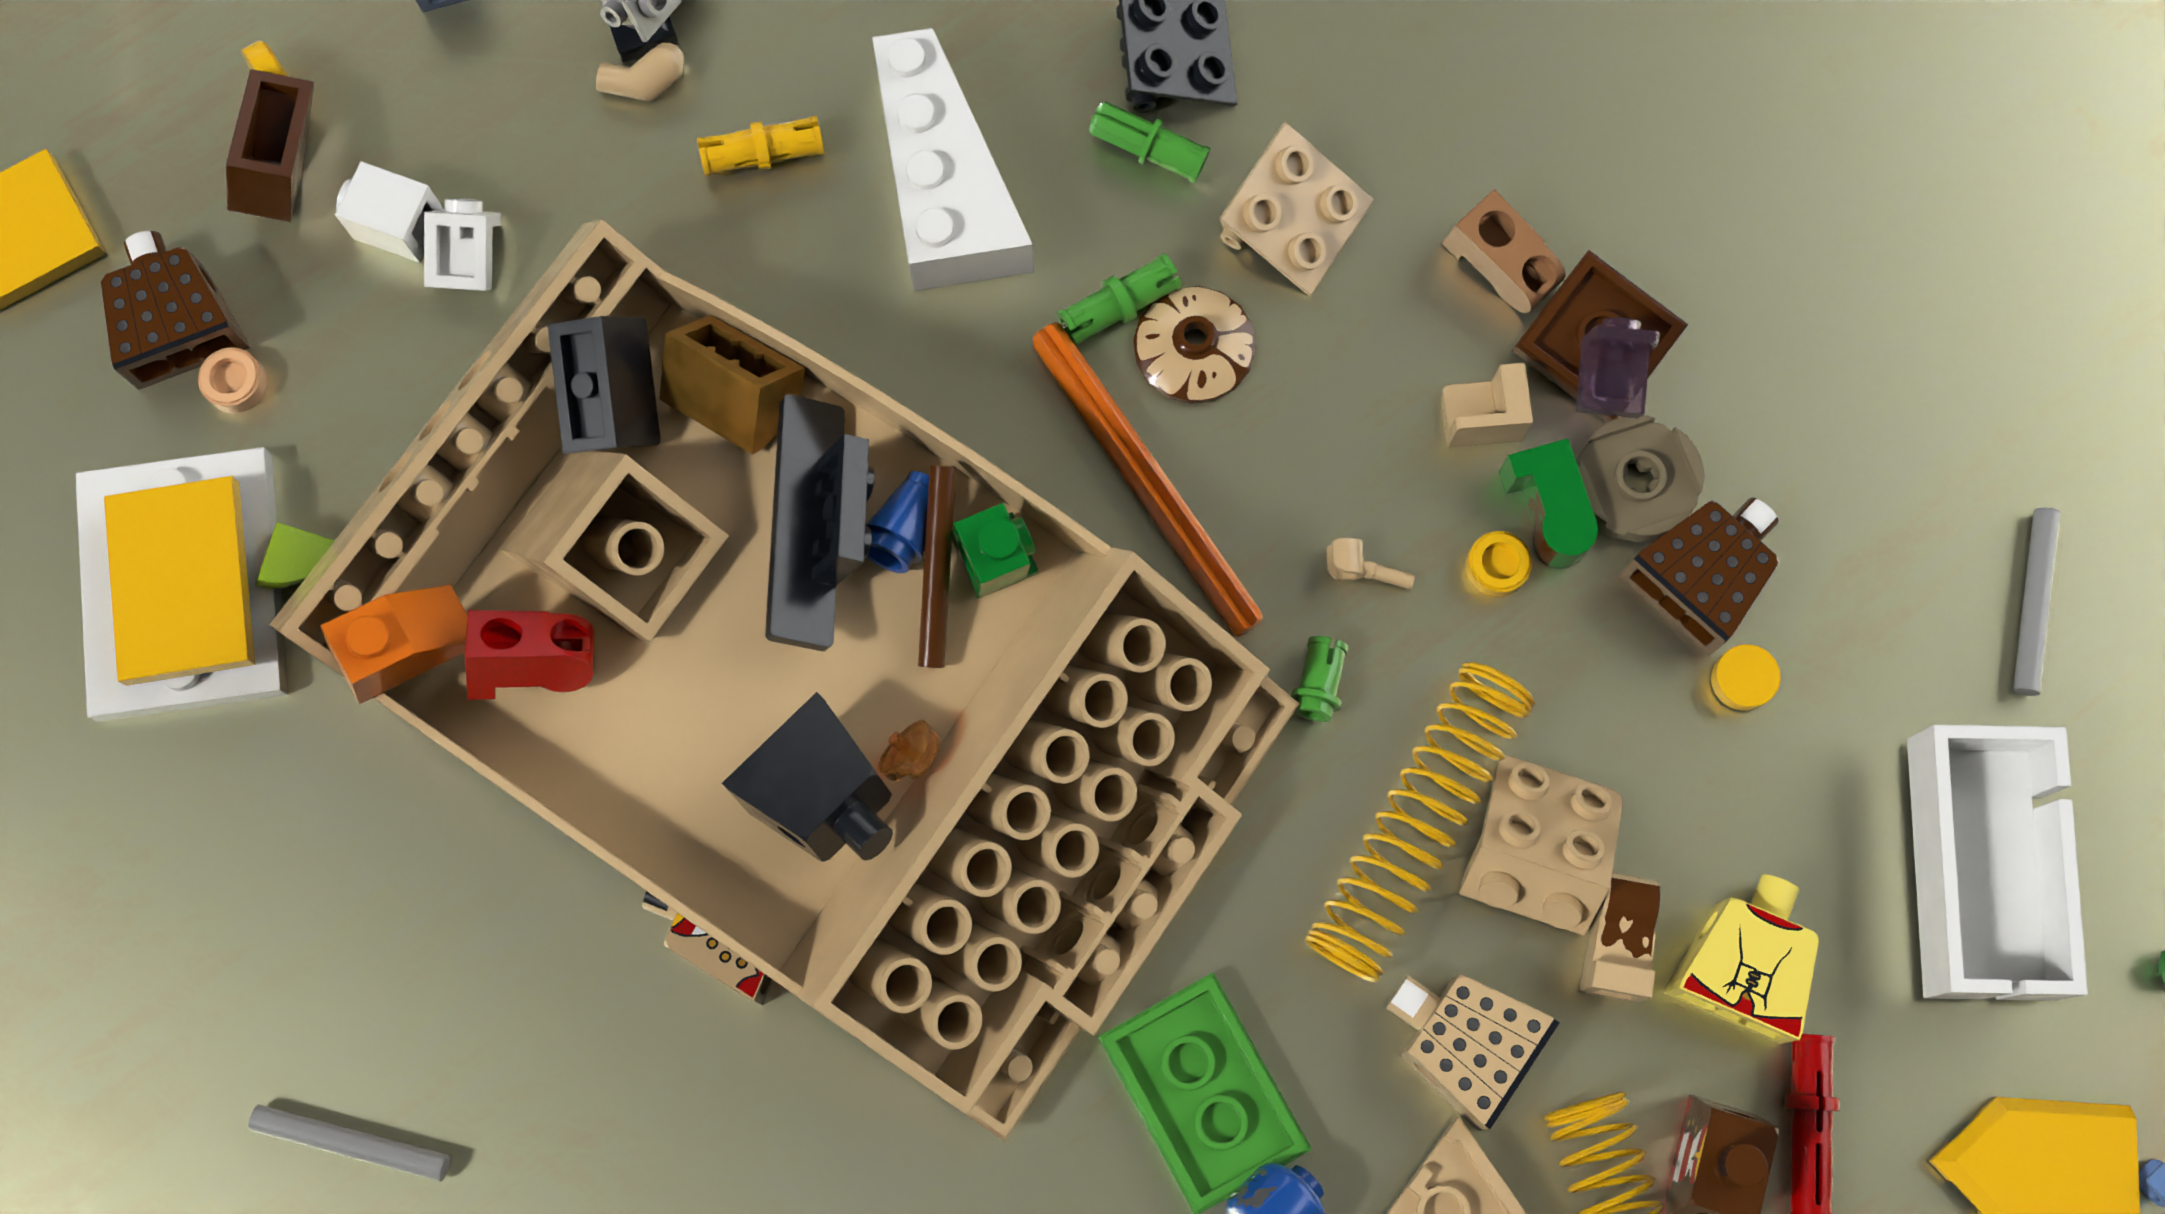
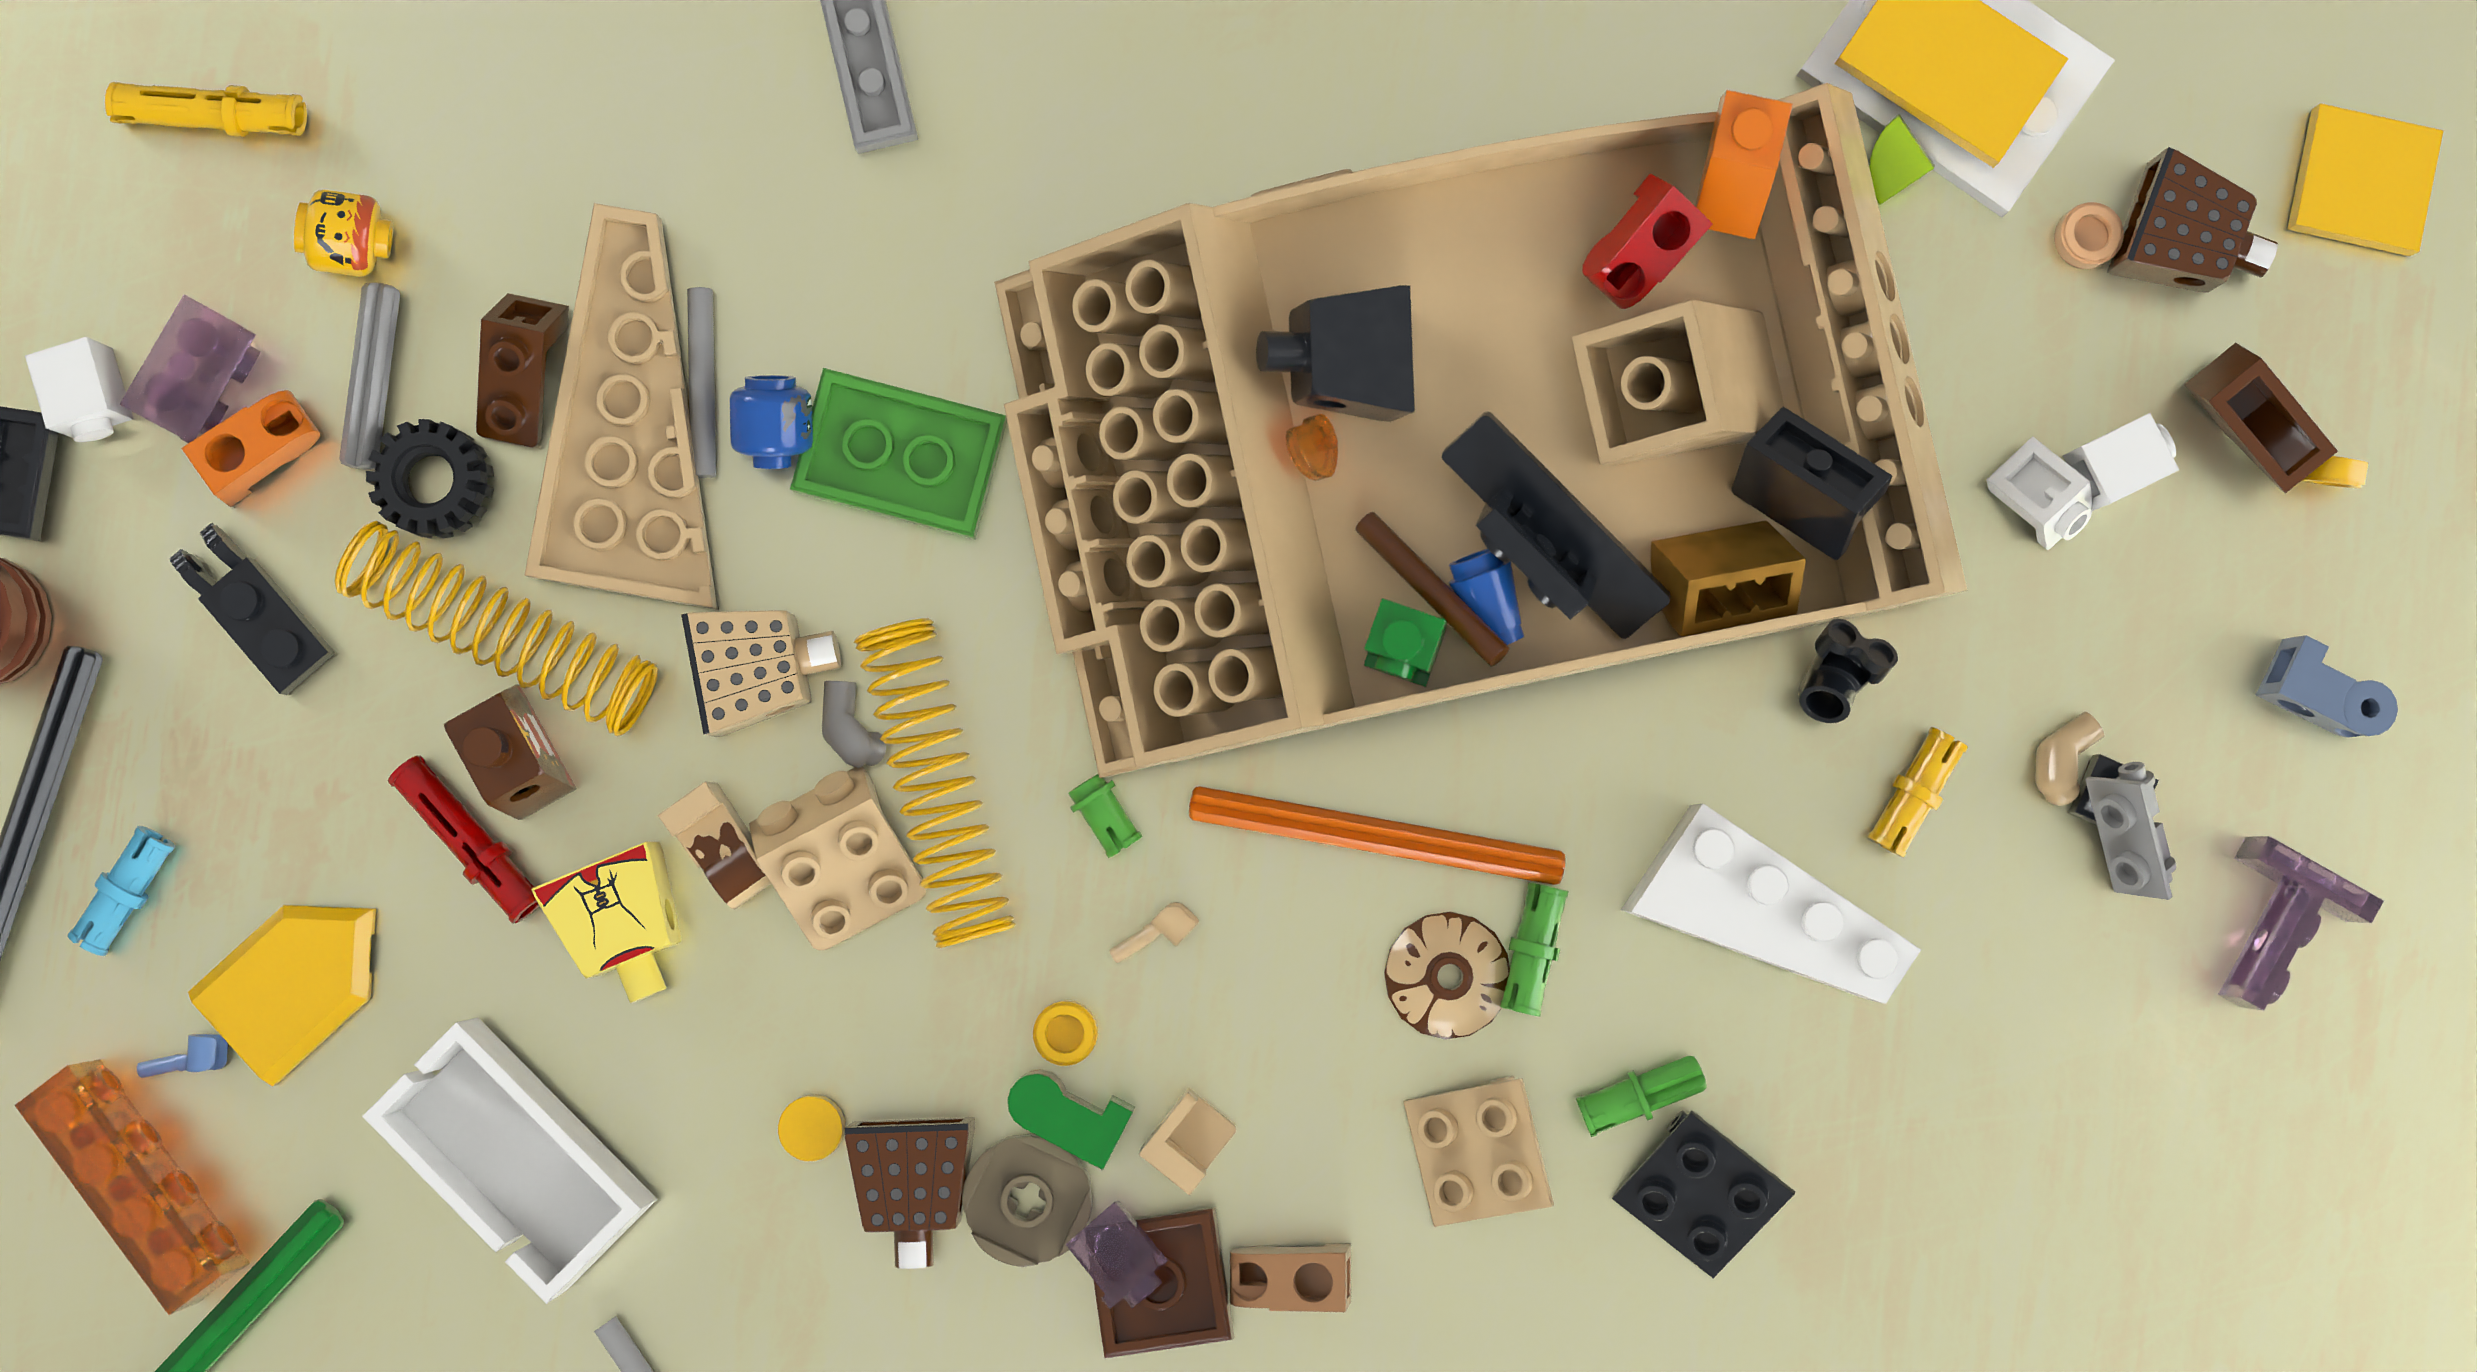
camera: 135 degrees right, 10 degrees up
(721, 262) = (1842, 670): none -> black plate
(1450, 929) = (843, 731): none -> light grey arm

